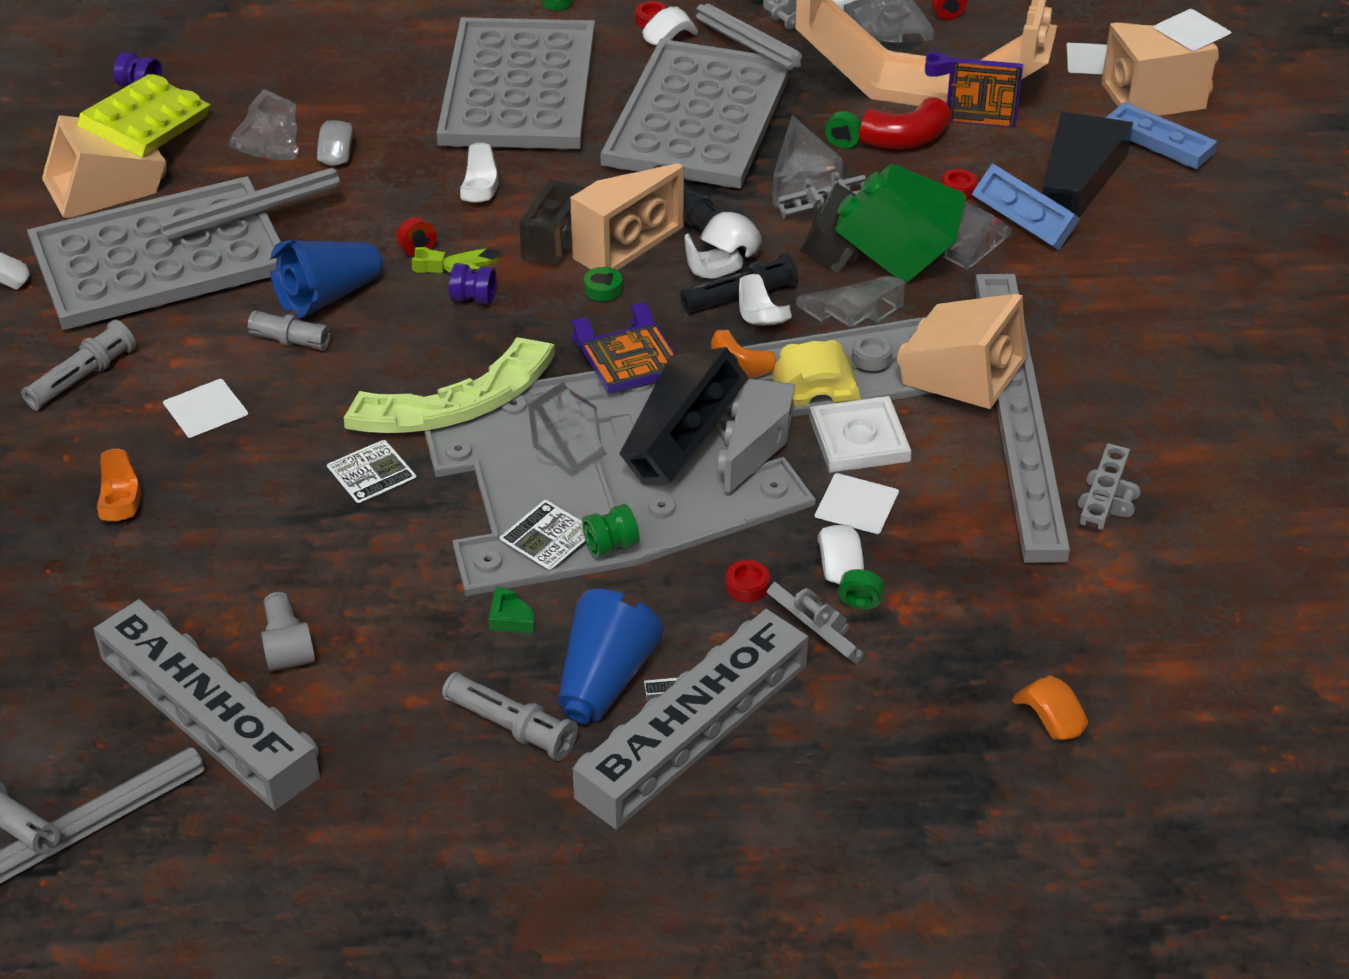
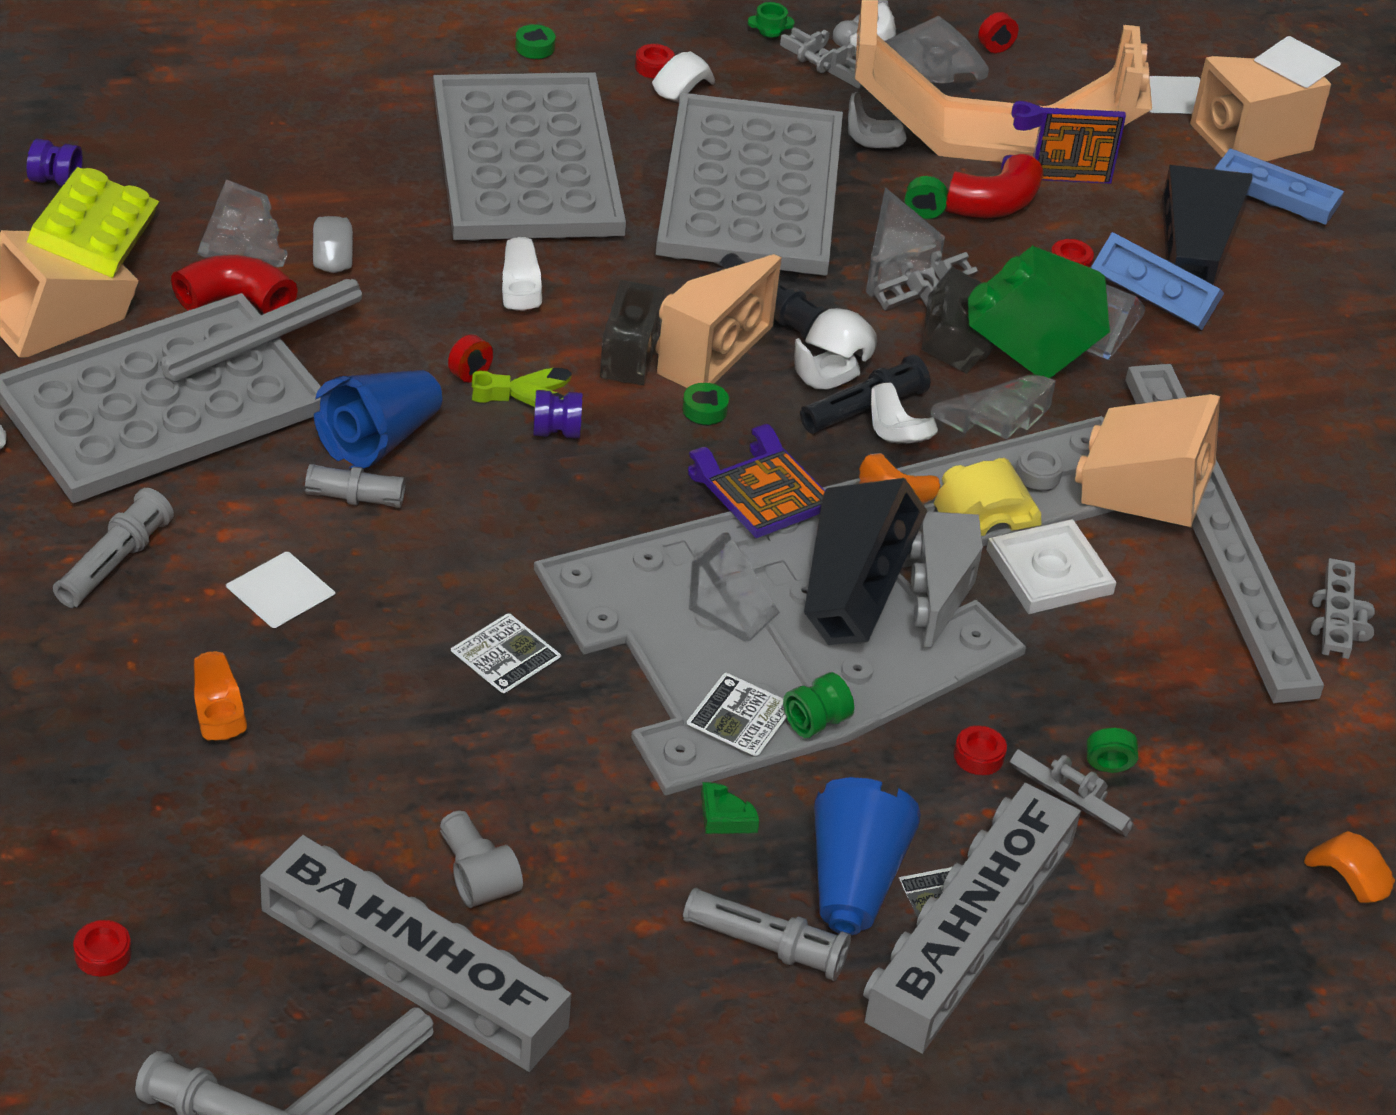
camera: 15 degrees left, 0 degrees up
(235, 162) = (231, 275): none -> red cylinder
(454, 403) = (581, 564): yellowish green tile -> none
(749, 36) = (785, 85): light grey axle -> none
(814, 76) = (873, 132): none -> light grey hair
(839, 551) = (1077, 708): white hair -> none
(857, 503) = (1070, 648): white sticker -> none

